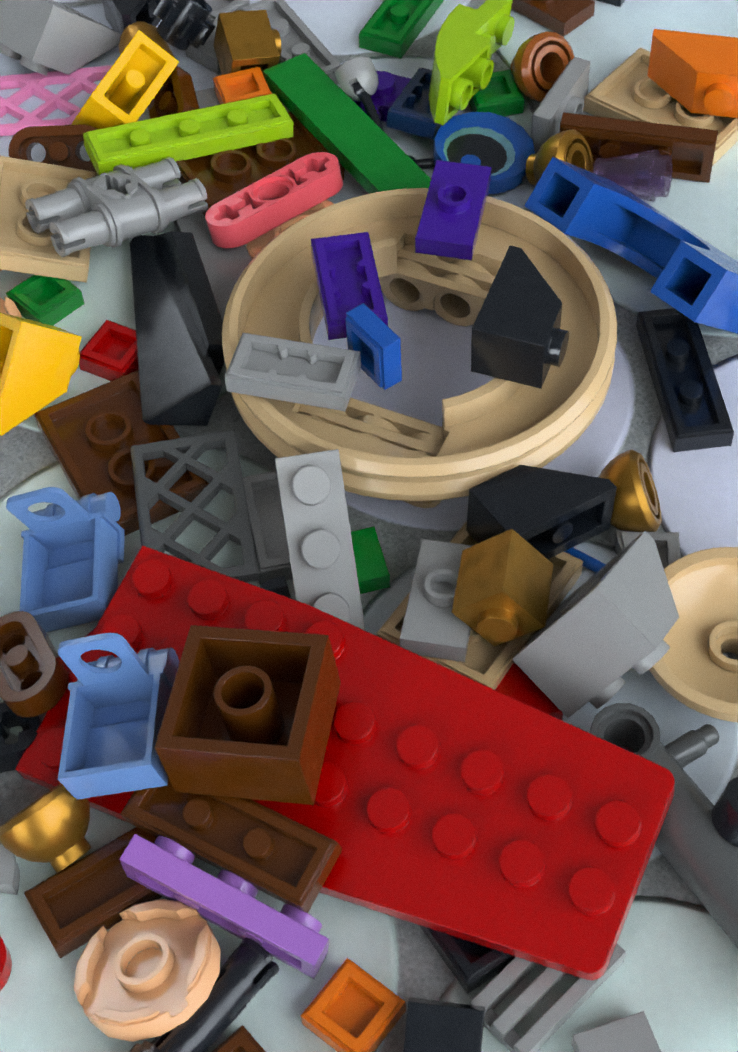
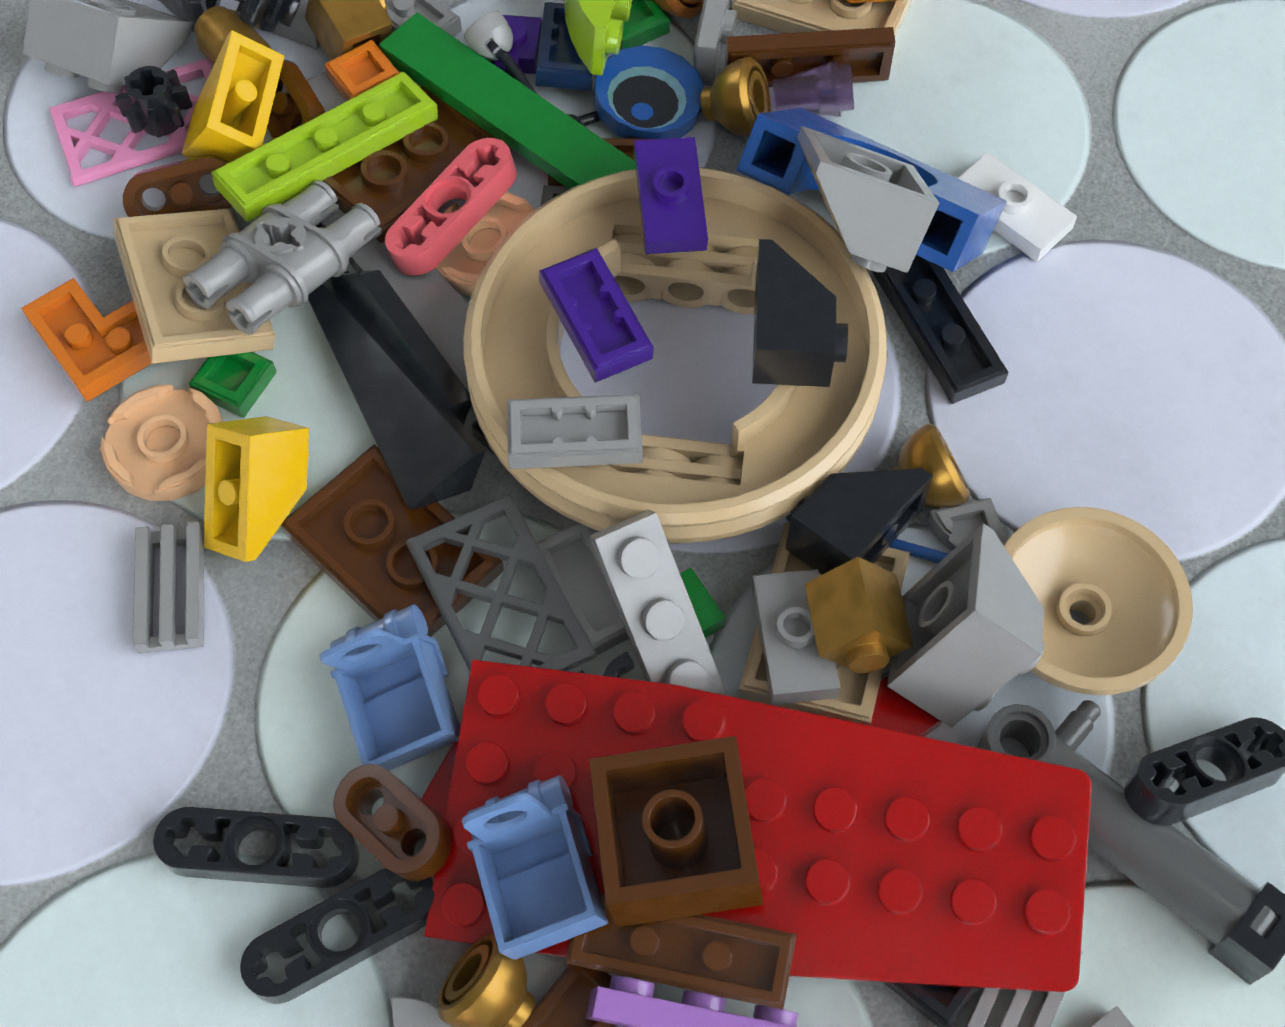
camera: 20 degrees left, 10 degrees up
(64, 81) = (154, 101): none -> black gear
(110, 352) = (336, 427): red tile -> none
(377, 346) = (657, 383): blue tile -> none
(623, 239) = (872, 199): none -> light grey slope

